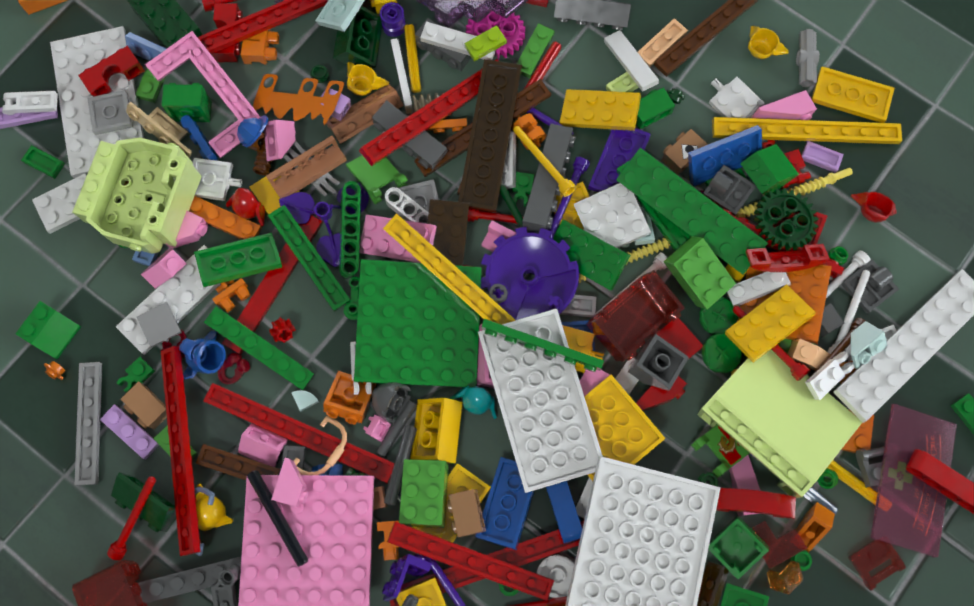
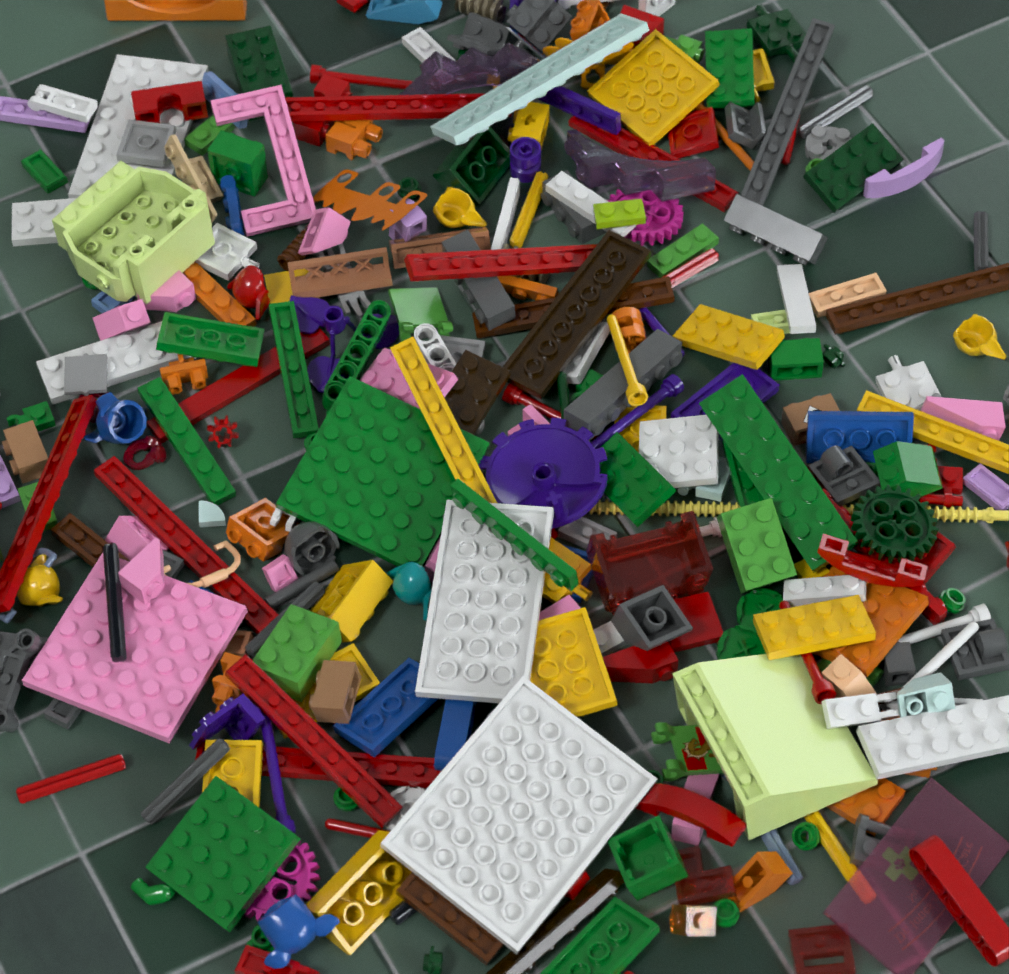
camera: 25 degrees right, 20 degrees down
(251, 131) = (293, 212): blue piece -> none
(502, 288) = (498, 483): dark grey bush -> none

